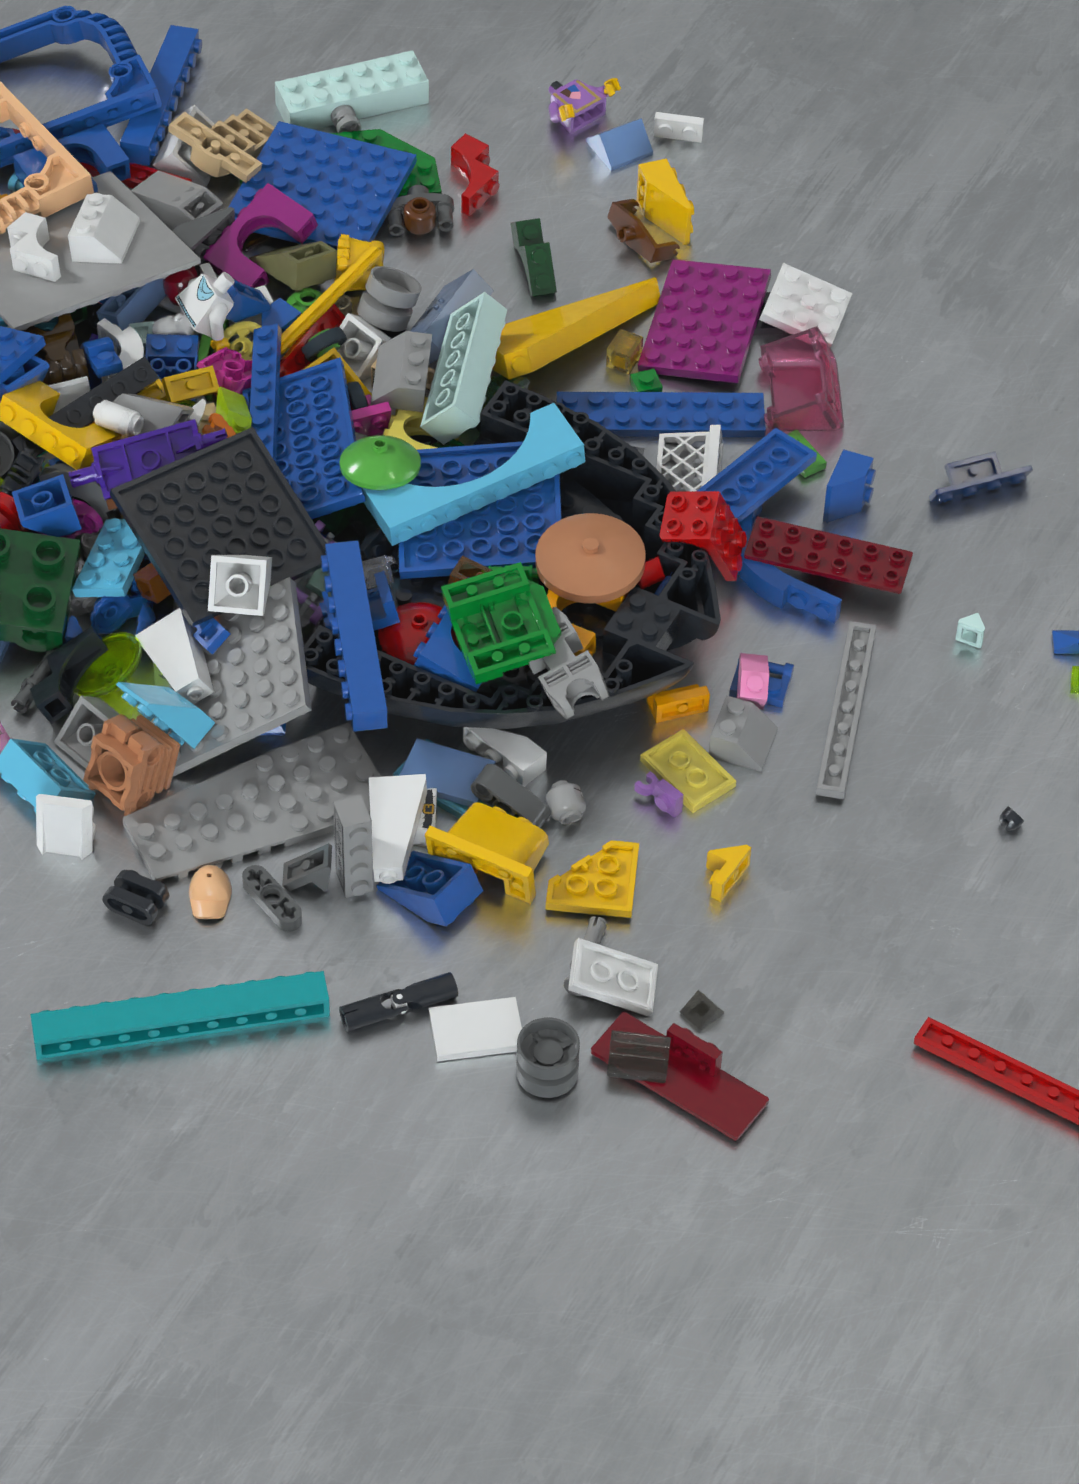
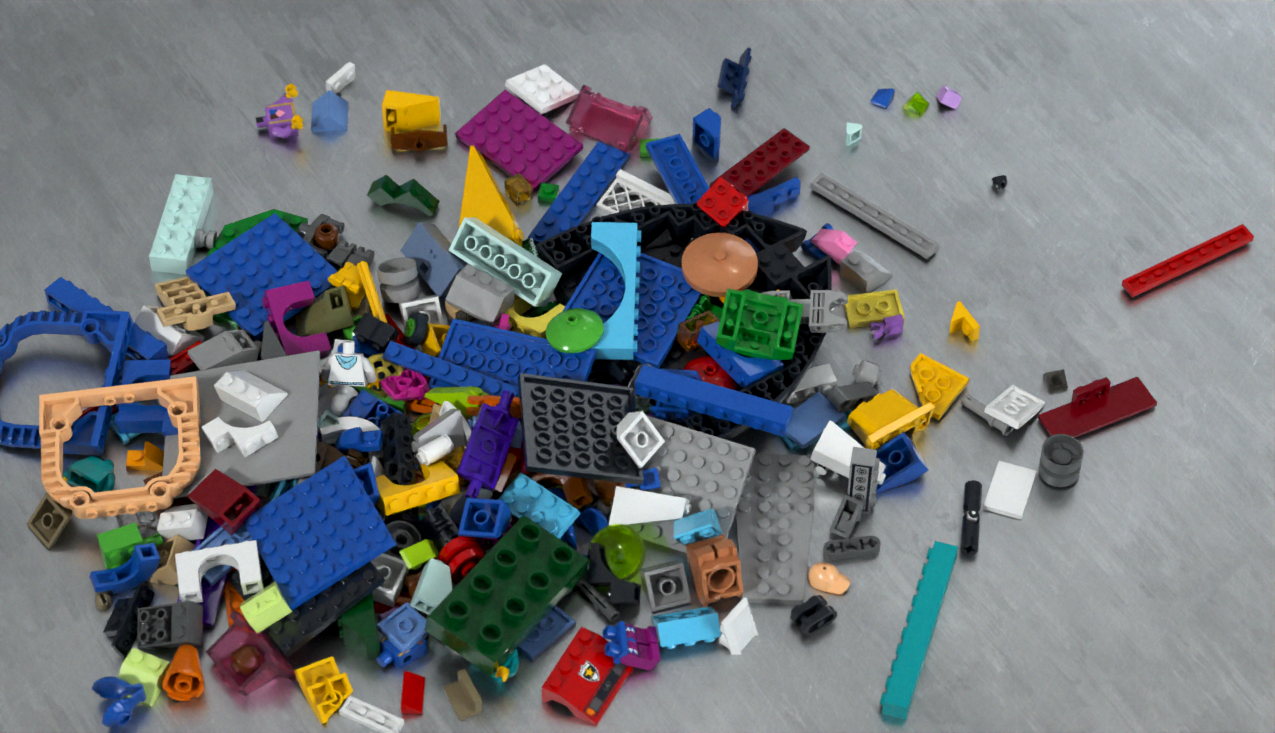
camera: 60 degrees left, 0 degrees up
(190, 384) = (413, 407): yellow plate -> none
(287, 307) = (375, 332): none -> black brick
(406, 250) = (349, 253): none -> dark grey legs
(472, 160) = (290, 191): red arch -> none
(638, 1056) = (1080, 420): clear smoke panel -> none

